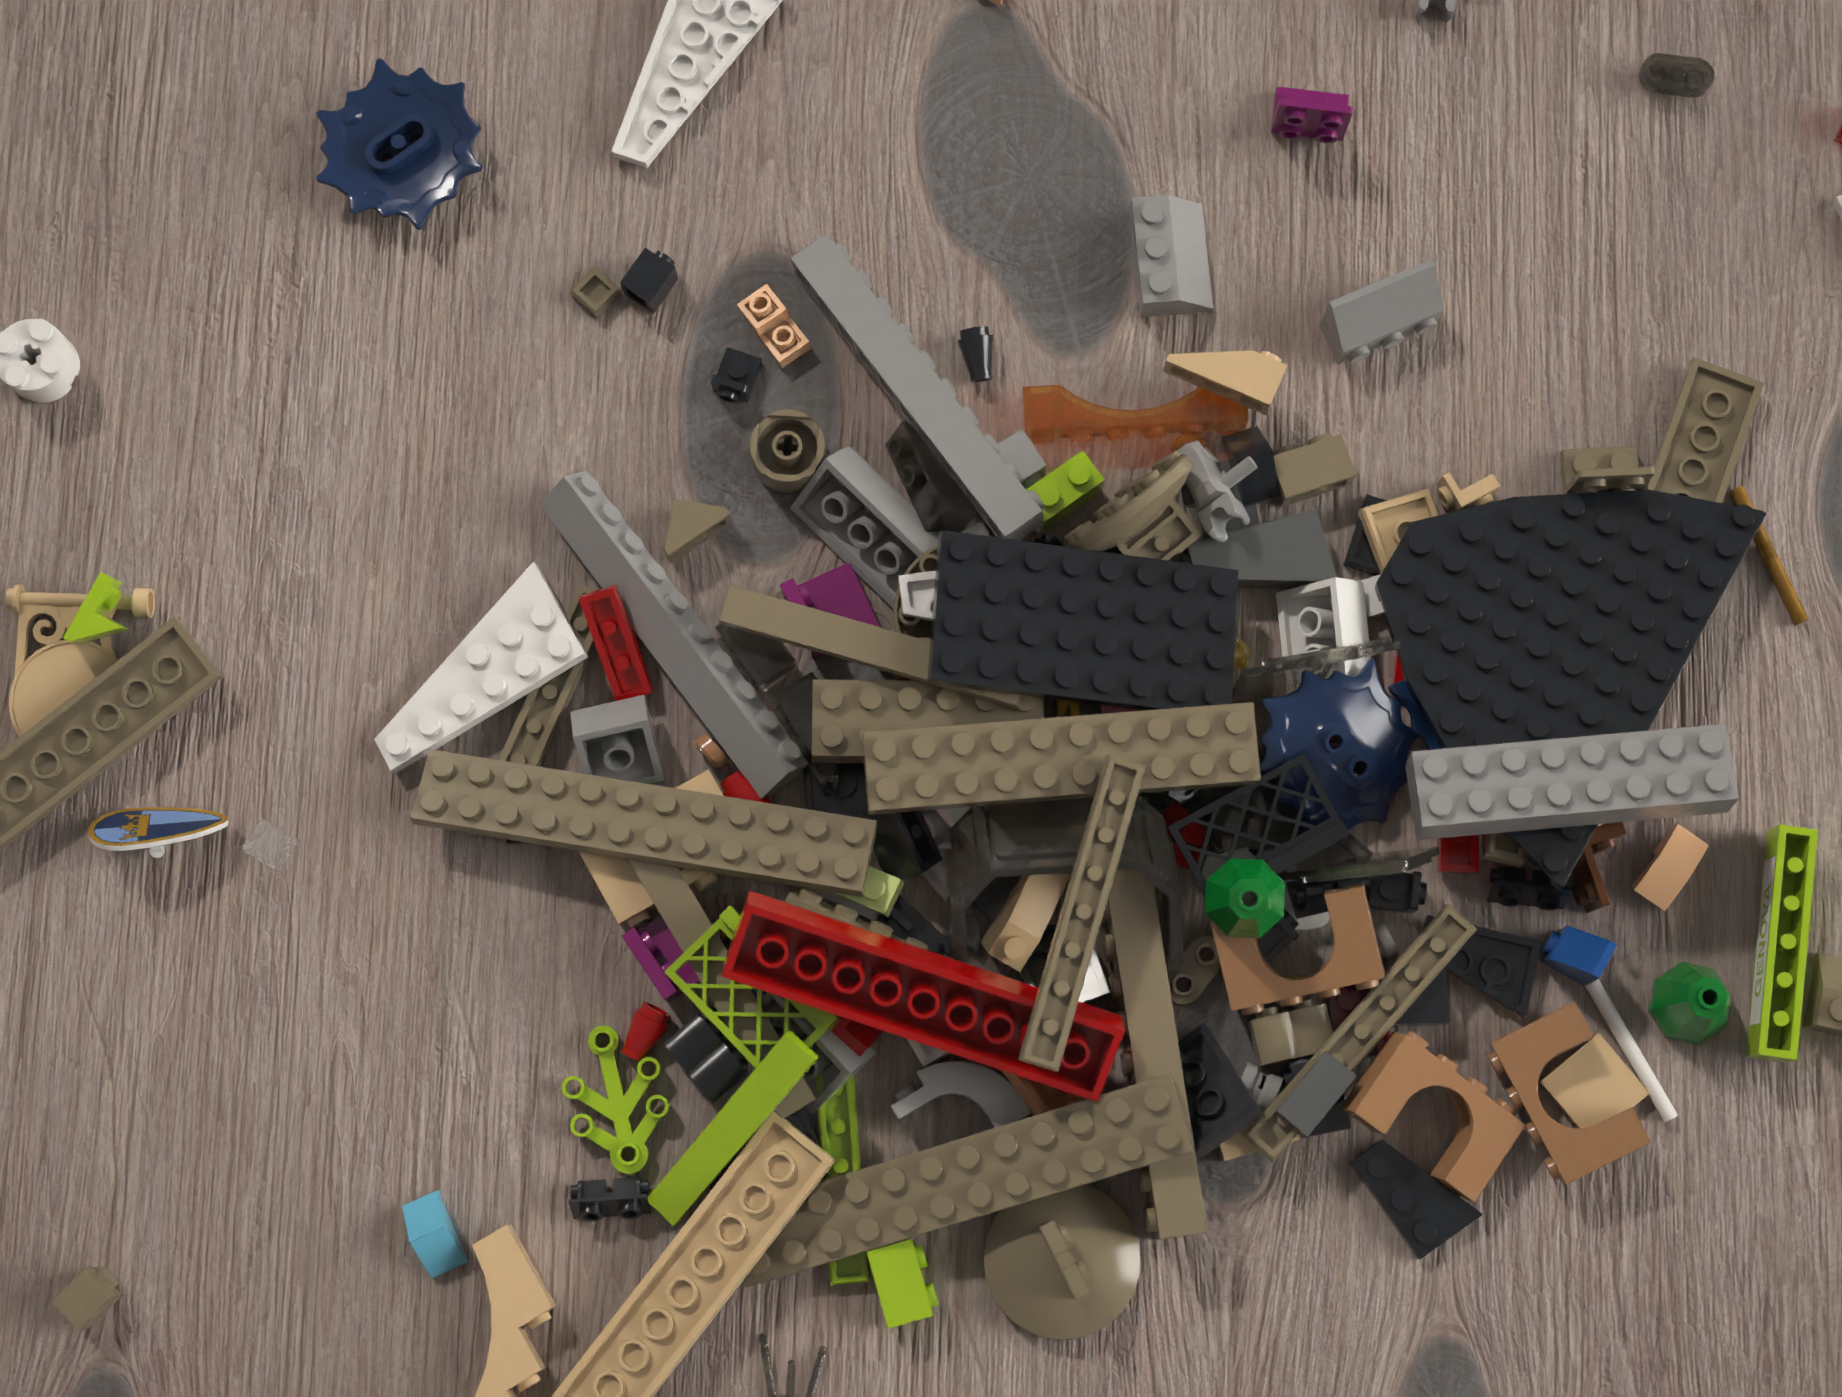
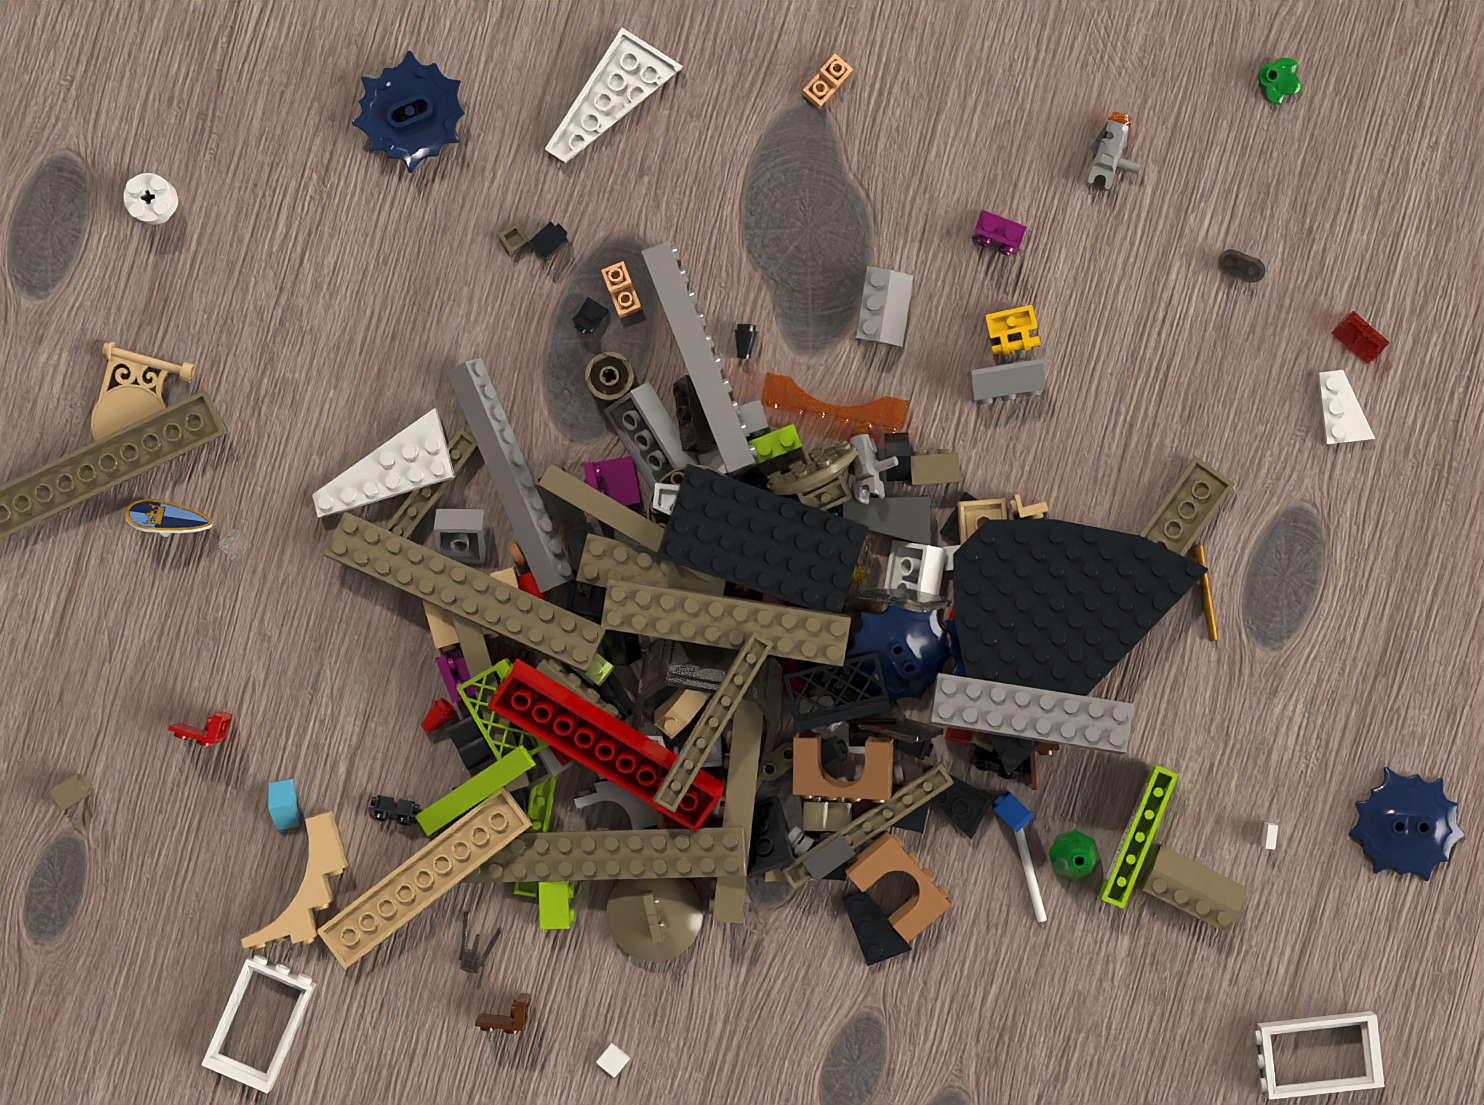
camera: 10 degrees right, 10 degrees up
(90, 619) = (153, 378): lime slope -> none
(301, 1138) = (215, 730): none -> red bracket
(616, 643) = (474, 473): red plate -> none
(619, 1106) = (410, 755): lime plant -> none
(692, 525) = (538, 408): dark tan slope -> none
(1225, 893) = (819, 723): green cone -> none
(1236, 375) = (903, 402): tan slope -> none
(1363, 234) = (1010, 322): none -> yellow plate
(1570, 1150) = (974, 926): medium nougat arch -> none
(1593, 1084) = (1001, 891): tan tile -> none
(1603, 470) = (1117, 513): dark tan bracket -> none
(1671, 867) = (1085, 772): light nougat slope -> none

